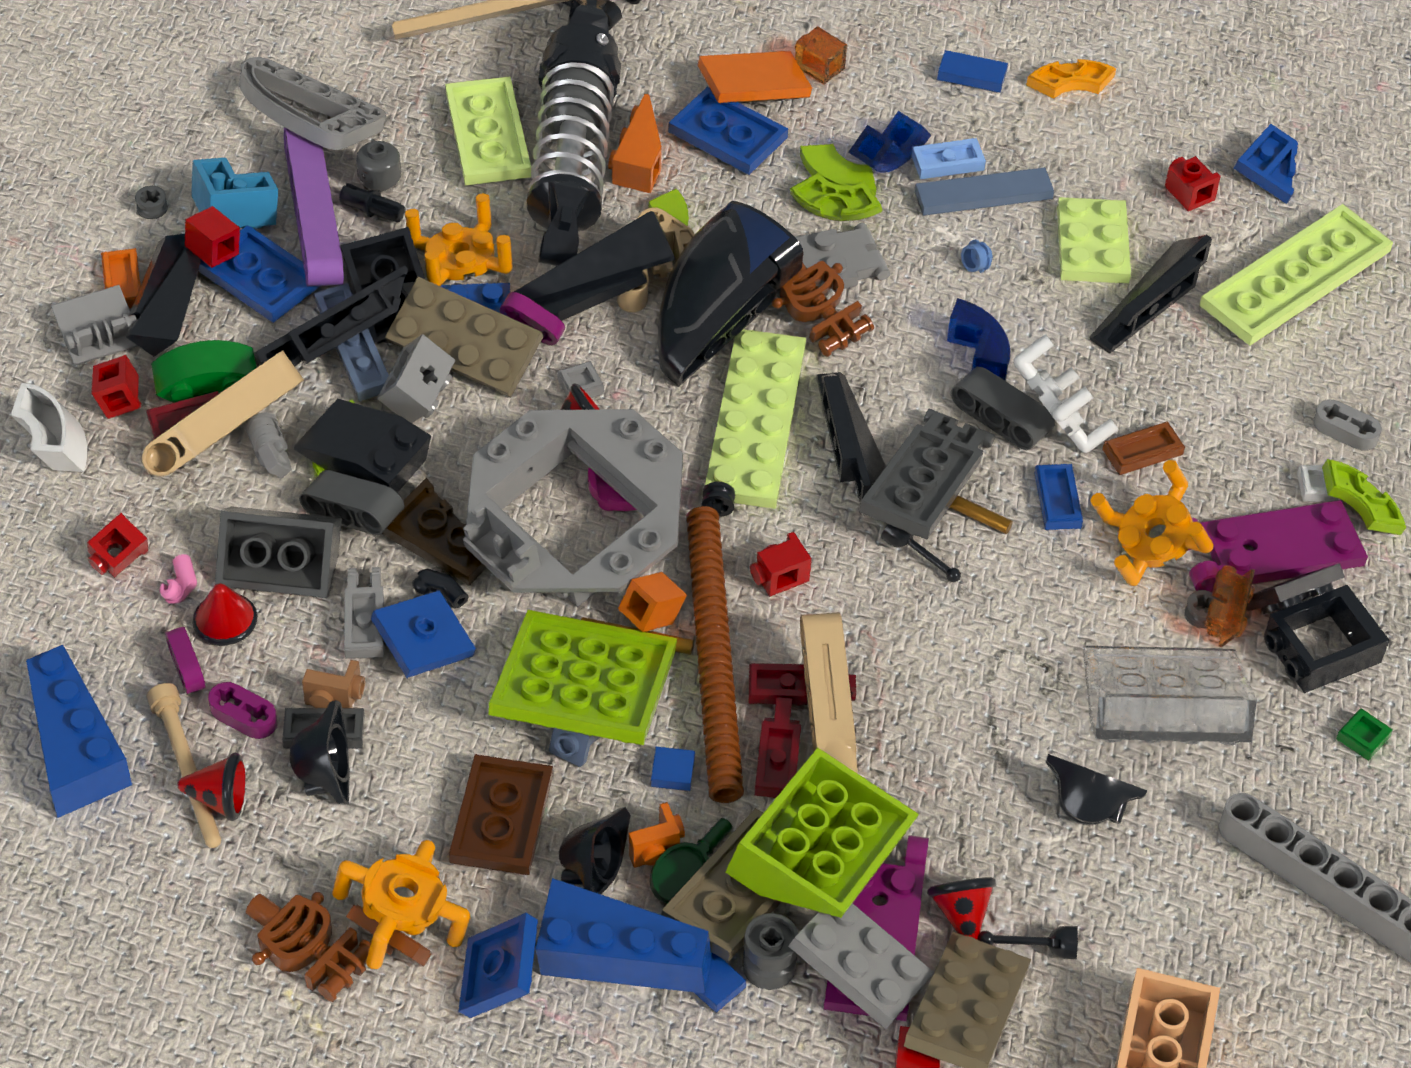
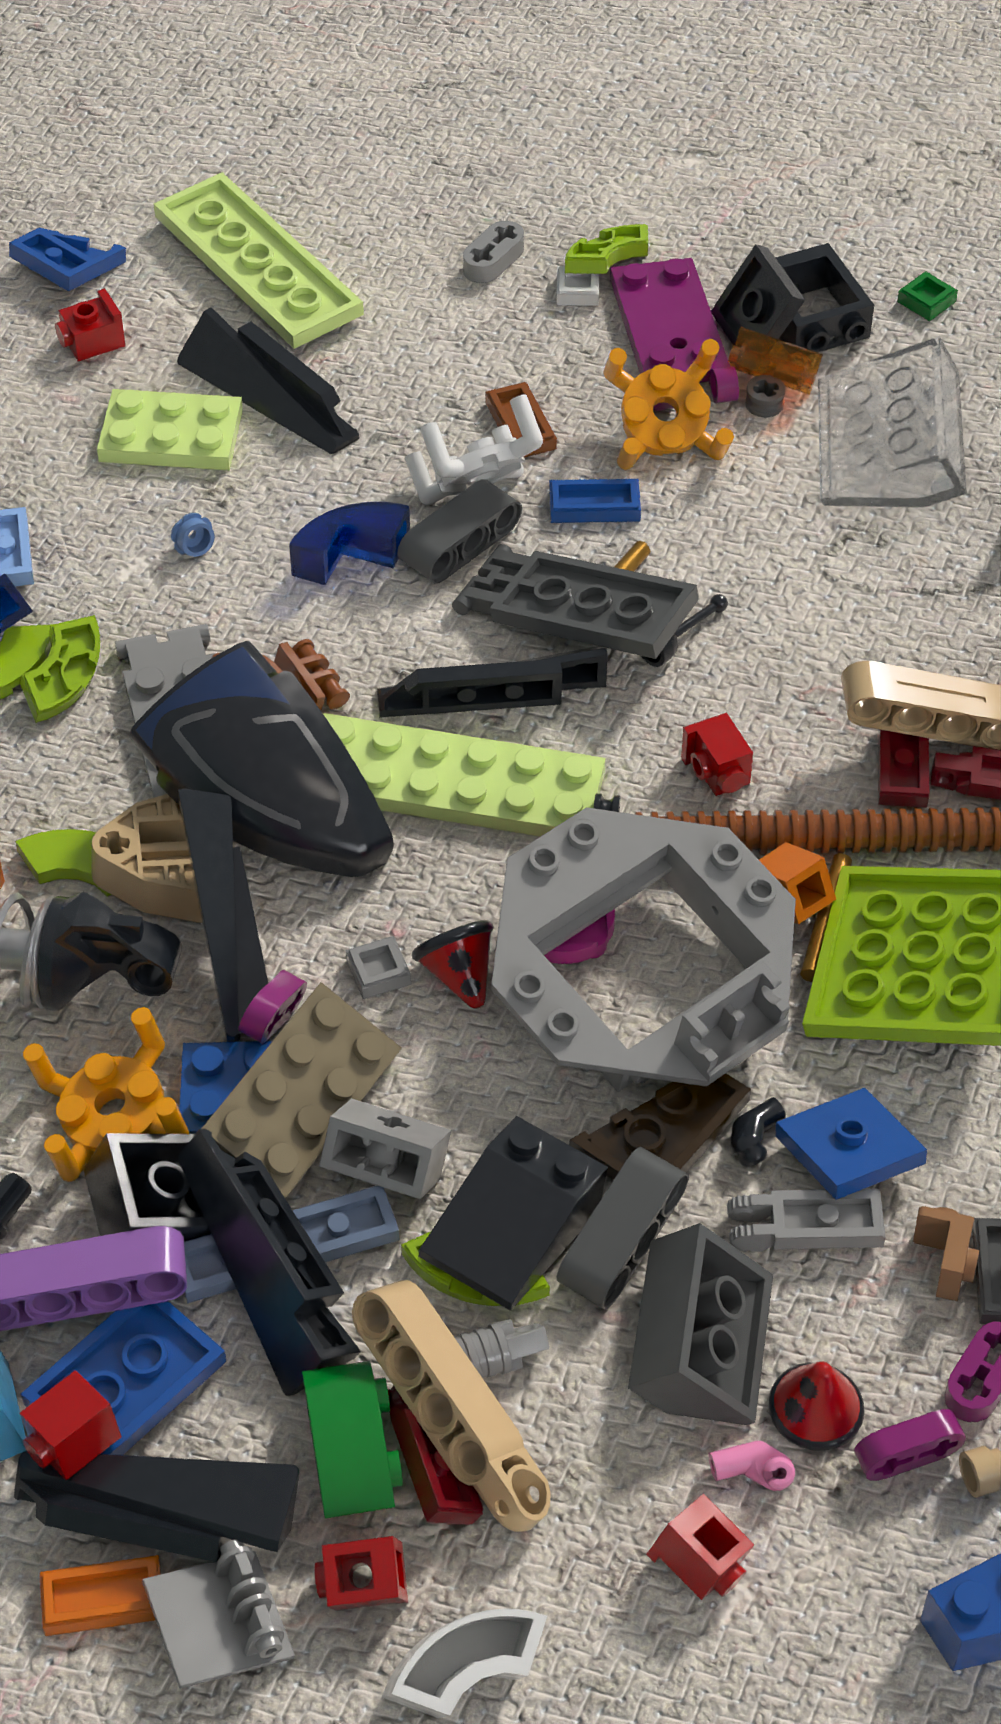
camera: 85 degrees left, 0 degrees up
(984, 191) = (68, 523): sand blue tile -> none

